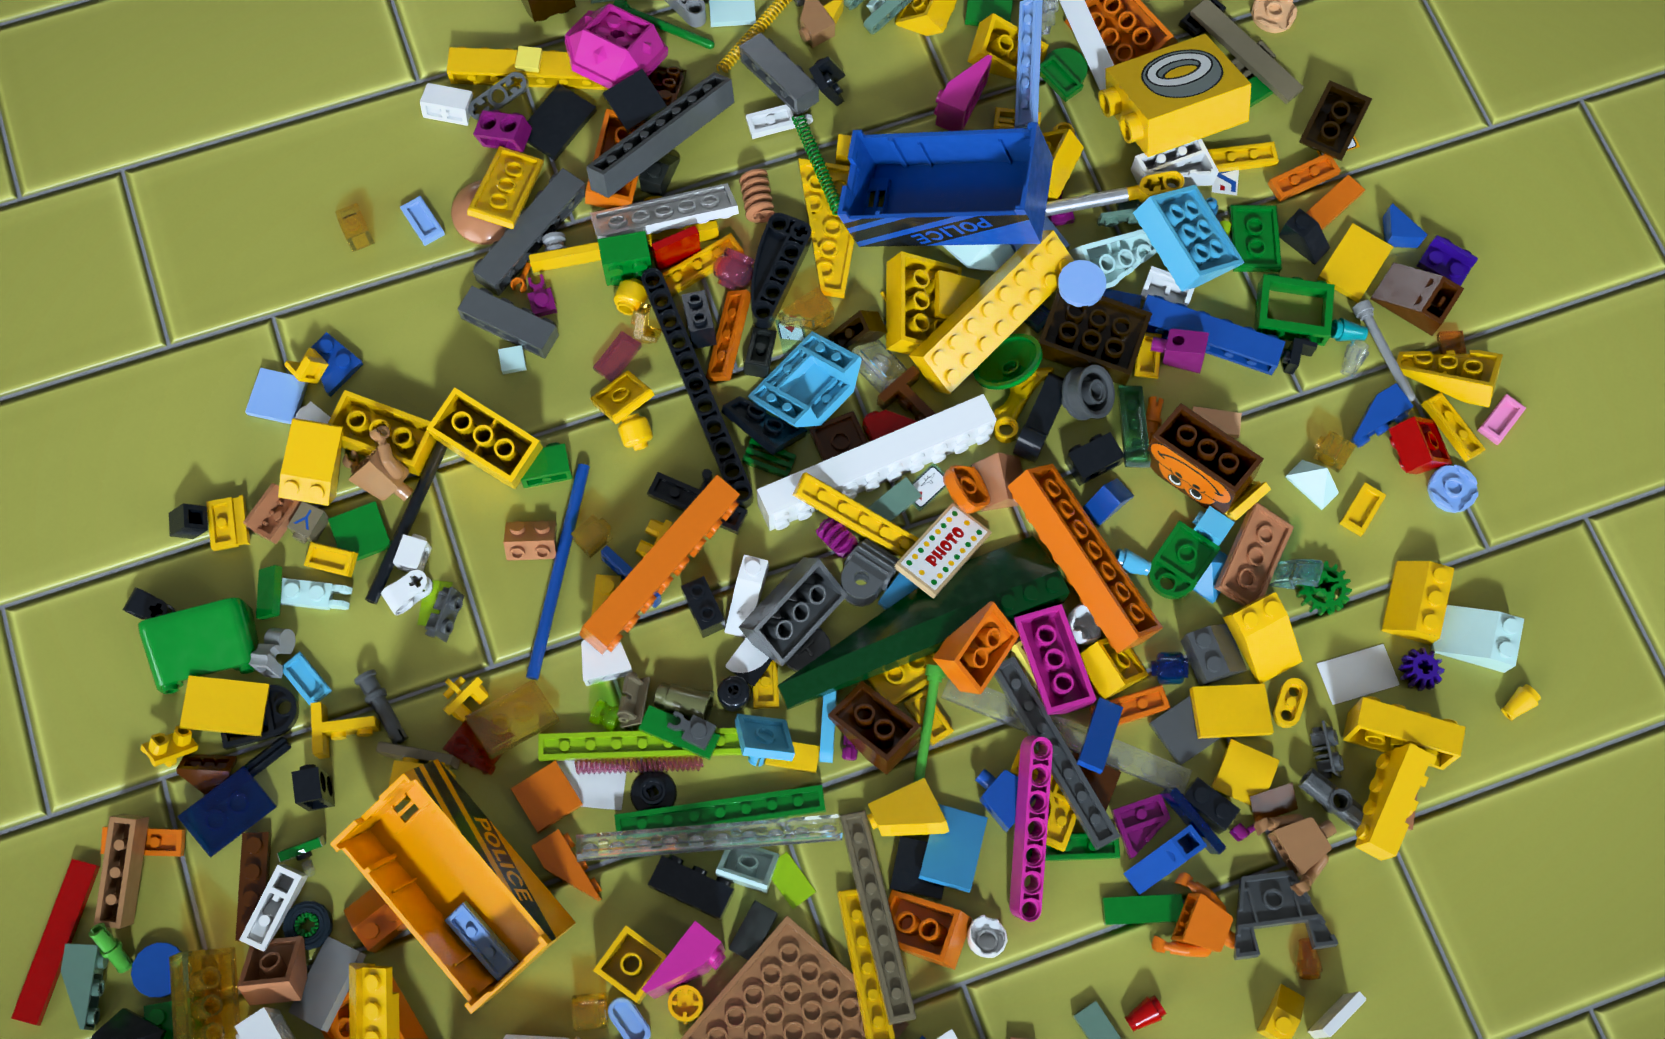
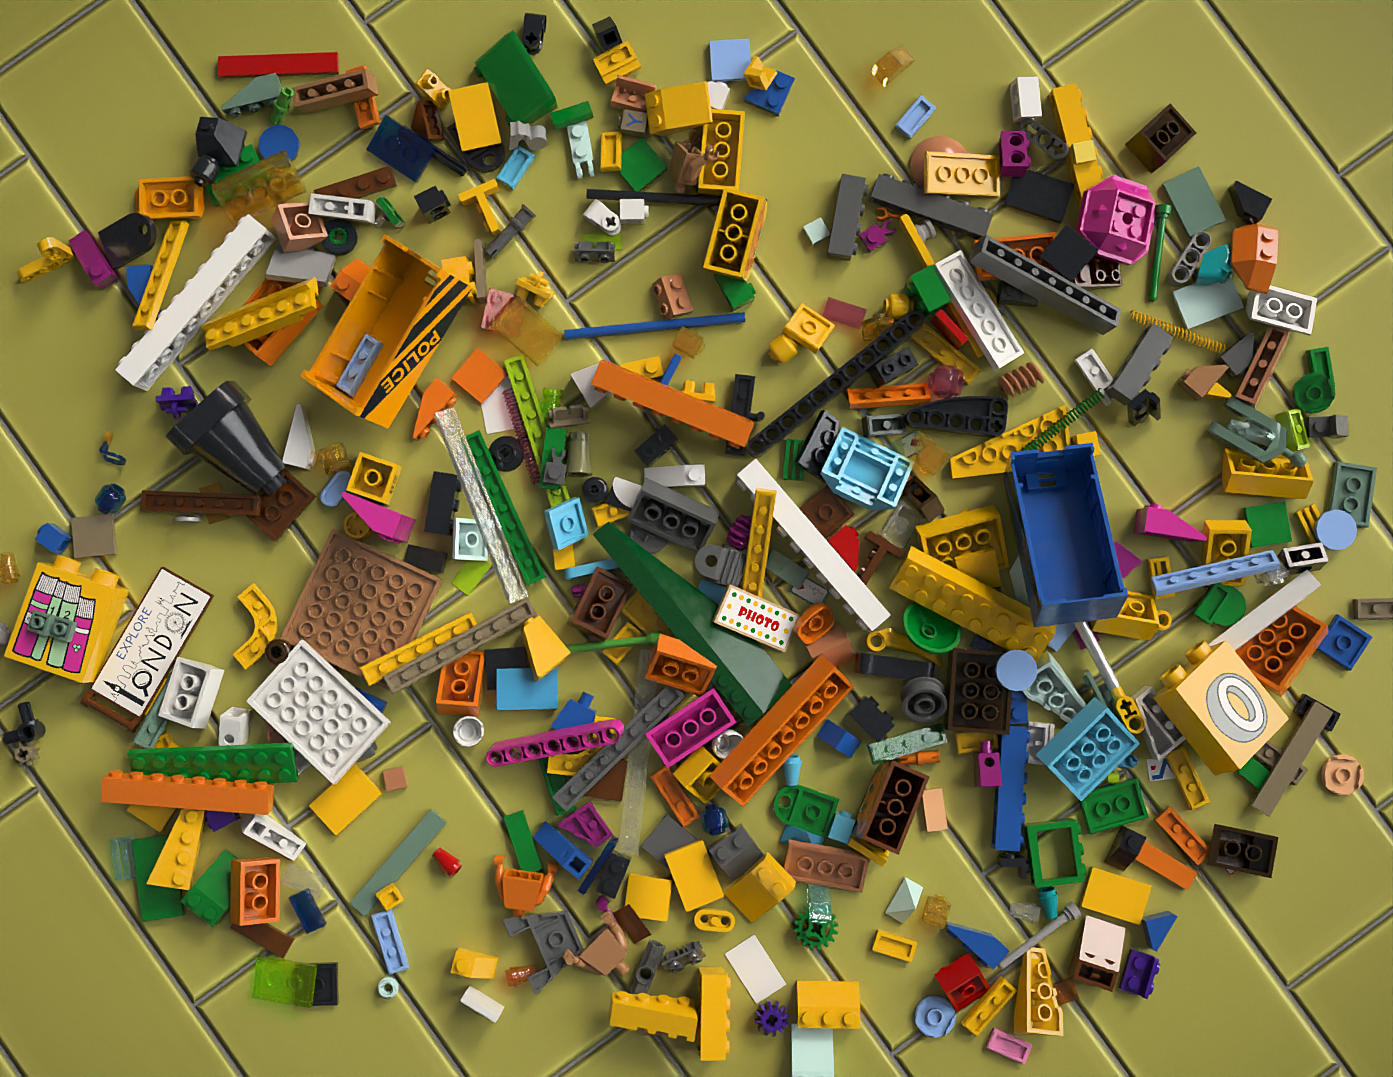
camera: 80 degrees right, 15 degrees up
(1099, 735) = (641, 777): blue tile -> none

